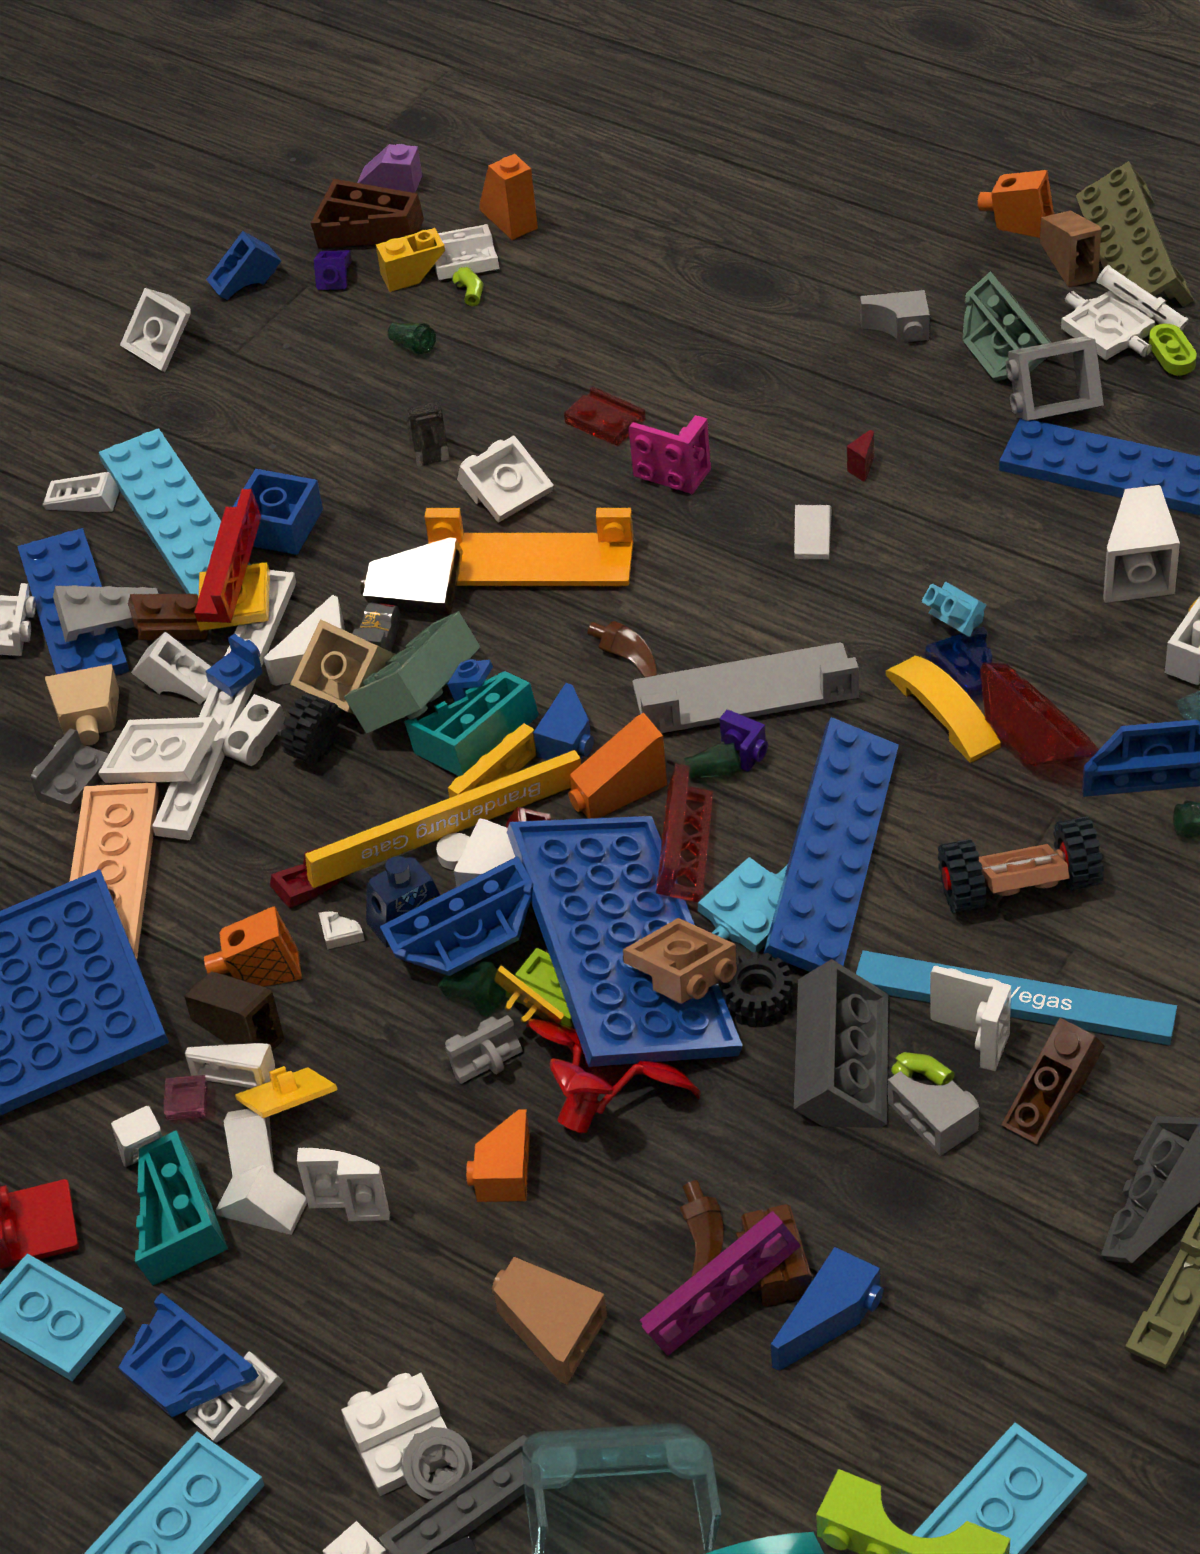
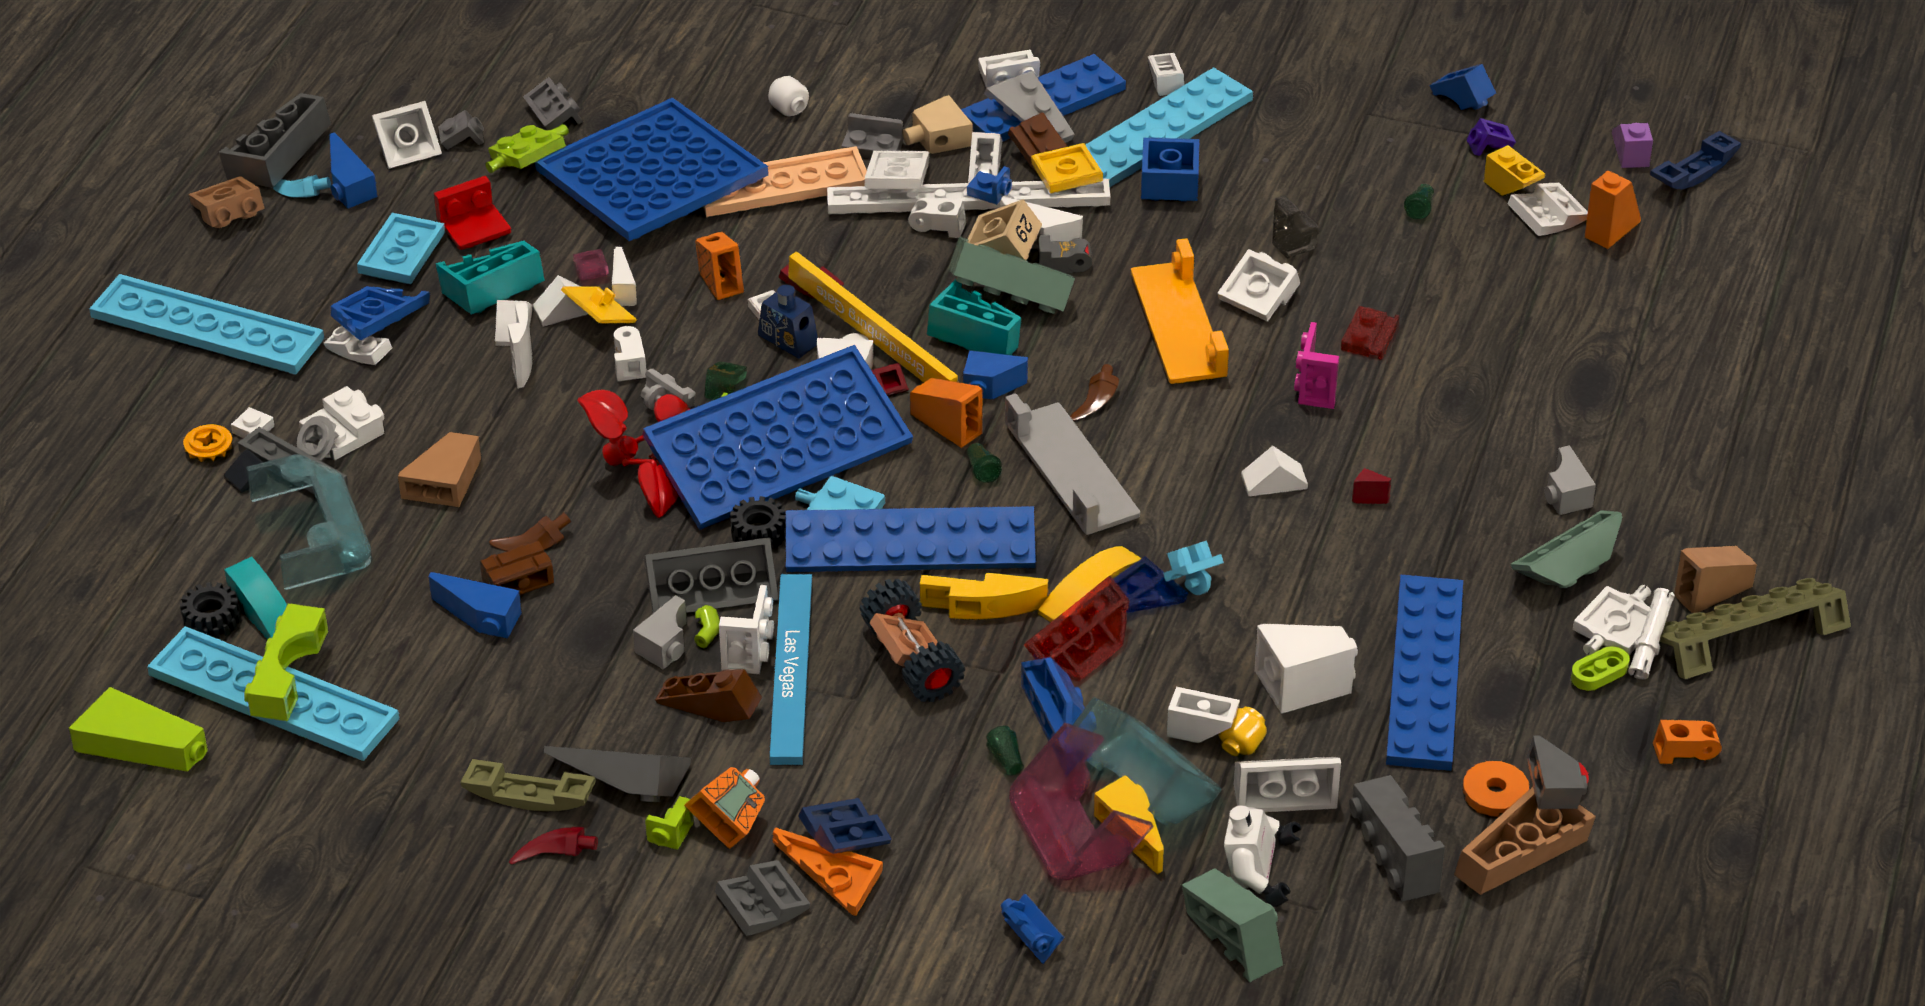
camera: 70 degrees right, 5 degrees down
(134, 1132) = (536, 235): white slope -> none
(156, 328) = (1371, 60): white slope -> none
(229, 561) = (1087, 146): red fence -> none
(235, 1010) = (660, 267): dark brown slope -> none
(310, 729) = (941, 226): black tyre -> none
(365, 215) = (1554, 135): reddish brown wedge -> none
(385, 1077) = (629, 354): none -> white leg
(416, 579) = (1120, 260): slope -> none
(441, 138) = (1696, 168): none -> dark blue slope
(464, 921) = (762, 348): blue wedge -> none
(467, 676) = (1016, 303): blue bracket -> none
(474, 285) = (1506, 223): lime arm -> none
(502, 1162) = (566, 424): orange slope -> none
(503, 760) = (942, 346): yellow plate -> none
(526, 996) = (698, 385): yellow piece -> none
(676, 839) = (917, 443): clear red fence -> none
(683, 960) = (753, 463): medium nougat plate -> none
(719, 1283) = (474, 536): magenta fence -> none
(747, 735) = (1010, 476): dark purple bracket -> none
(946, 797) = (987, 599): none -> yellow slope
(1019, 202) = (1760, 526): orange torso -> none
(1086, 373) = (1523, 594): light grey window -> none

